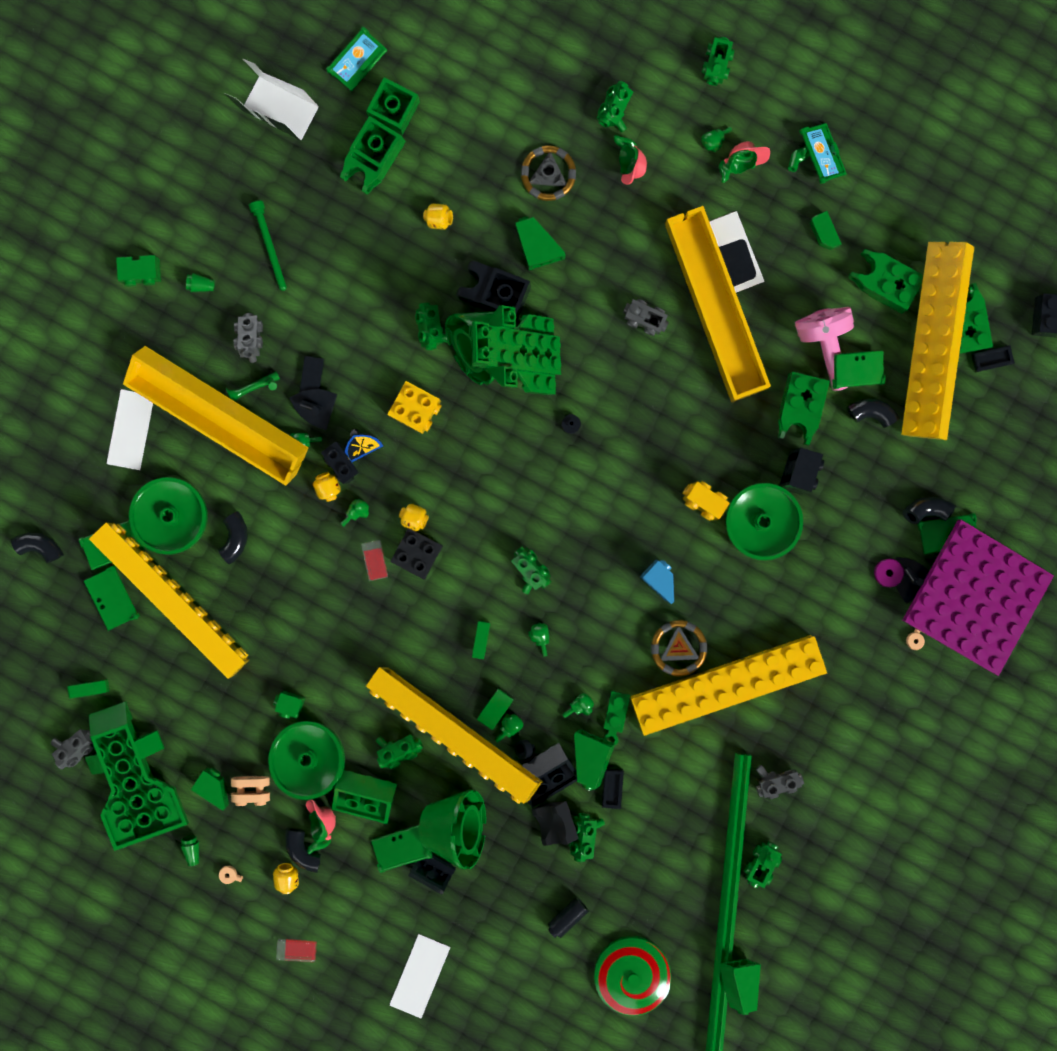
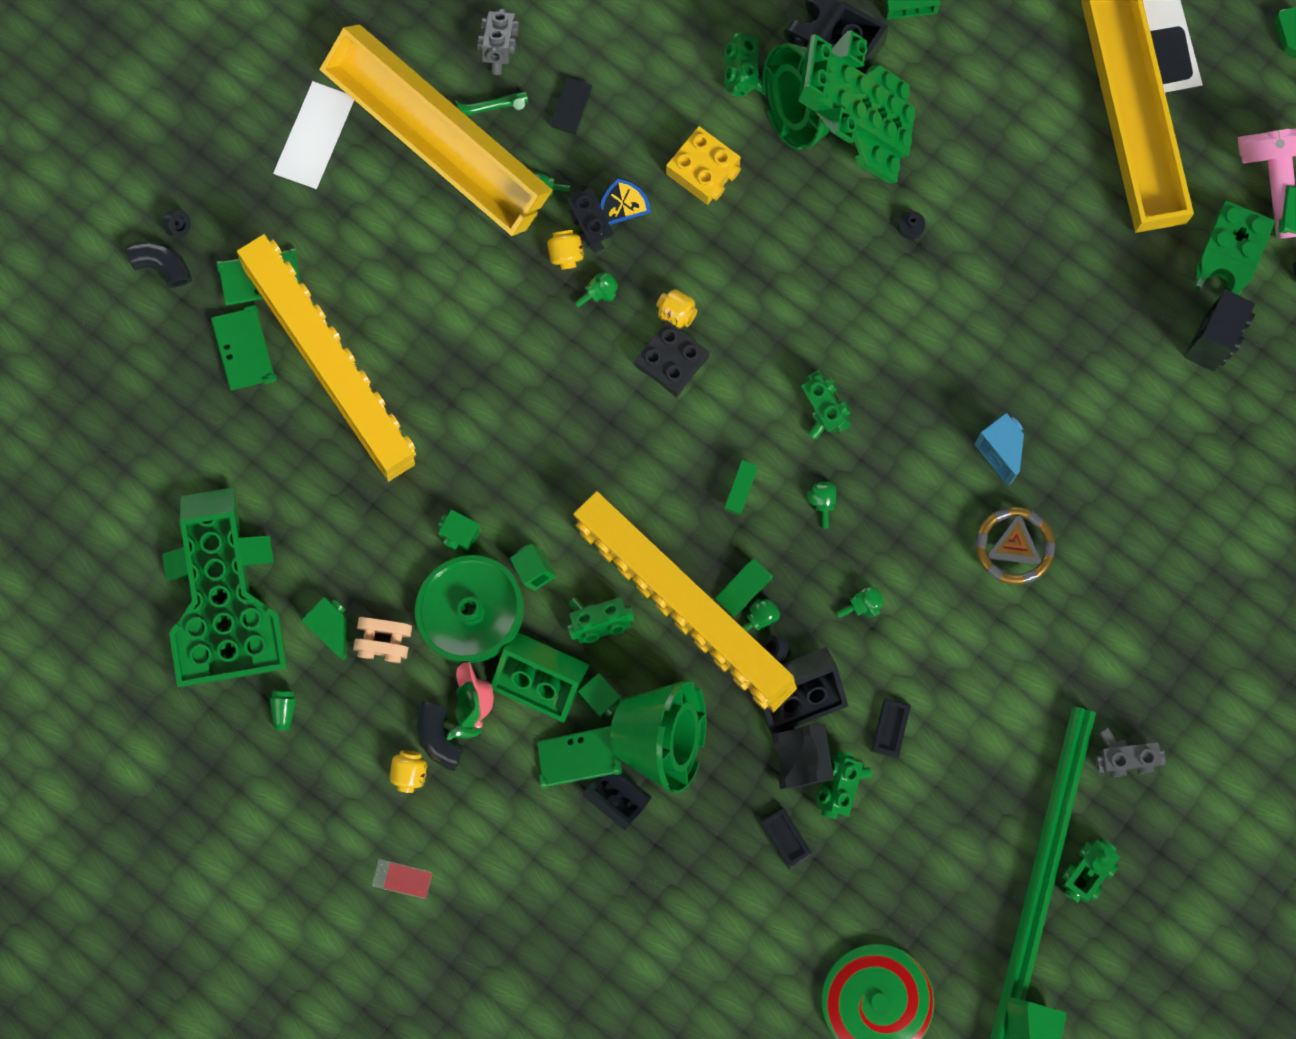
camera: 10 degrees right, 10 degrees down
(44, 515) = (176, 223): none -> black tile
(73, 749) = (150, 539): dark grey brick -> none
(88, 689) = (186, 463): green piece -> none
(168, 515) = (344, 250): green dish -> none
(232, 875) = (334, 755): light nougat piece -> none
(236, 537) = (431, 294): black cylinder -> none
(315, 406) = (568, 144): black shield -> none
(345, 722) = (533, 567): none -> green brick
(374, 560) = (612, 359): clear tile -> none
(408, 803) = (600, 696): none -> green brick
(419, 976) = (571, 949): white sticker -> none
(553, 876) = (786, 838): none -> black tile
(567, 918) = (798, 898): black brick -> none
(591, 758) = (869, 678): green slope -> none
(616, 714) = (911, 626): green plate -> none
(640, 315) = (1031, 98): dark grey brick -> none
(702, 498) = (1081, 350): yellow brick -> none
(728, 684) = (1076, 608): yellow brick -> none
(764, 521) = (1158, 394): green dish -> none

